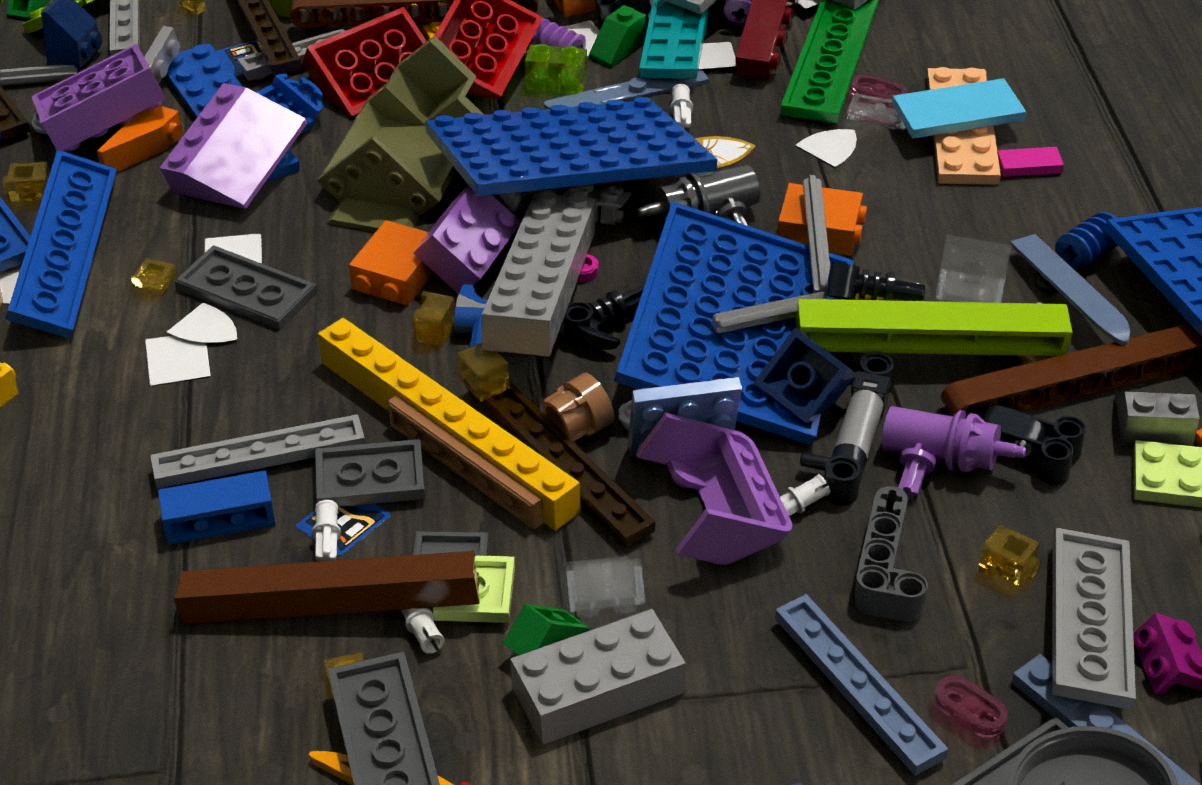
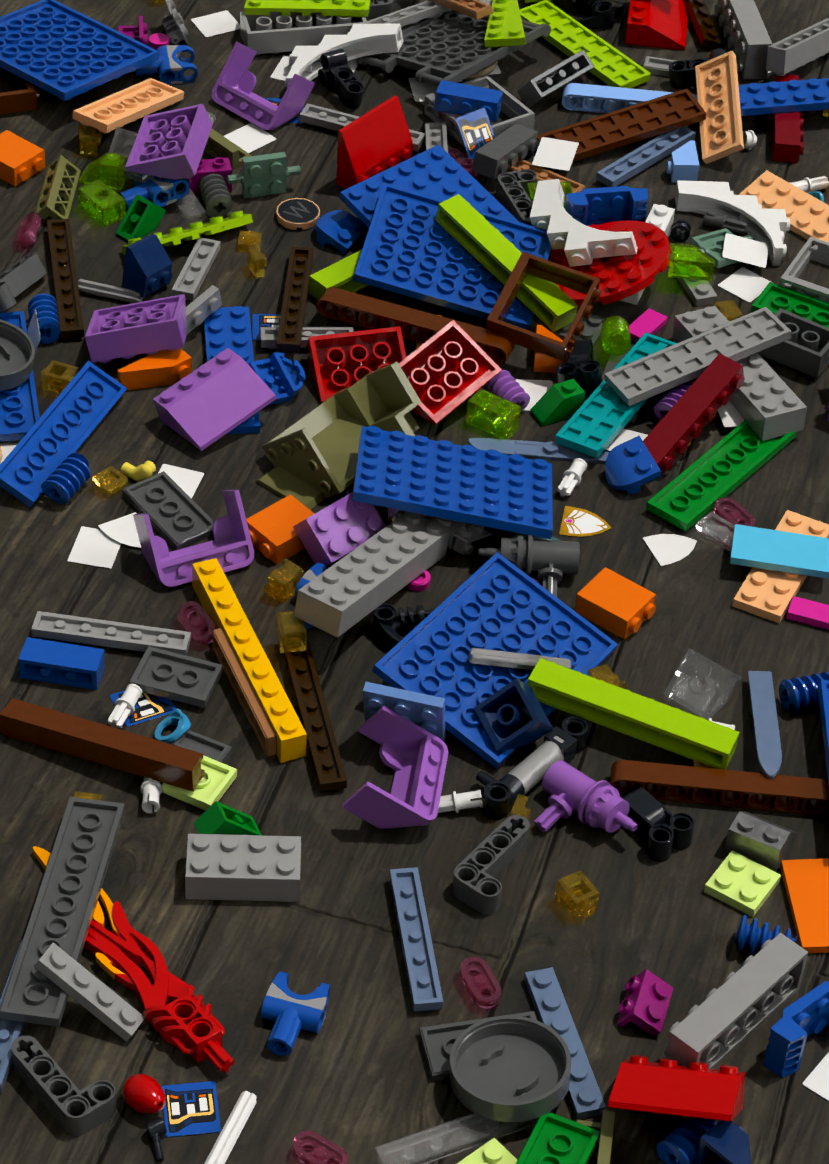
camera: 20 degrees right, 0 degrees up
(101, 289) = (67, 478): none -> blue piece
(186, 255) = (140, 472): none -> light yellow arm
(340, 293) = (230, 545): none -> medium lavender windscreen
(361, 402) = (199, 624): none -> clear pink plate
(401, 522) = (177, 719): none -> dark azure piece
(580, 407) = (342, 682): medium nougat piece -> none
(603, 584) = (285, 809): clear slope -> none
(741, 74) = (630, 466): none -> blue slope
(816, 233) = (595, 615): light grey axle -> none
(846, 281) = (587, 657): black piece -> none
(876, 479) = (520, 807): none -> clear yellow plate
(1092, 619) = (602, 956): light grey plate -> none

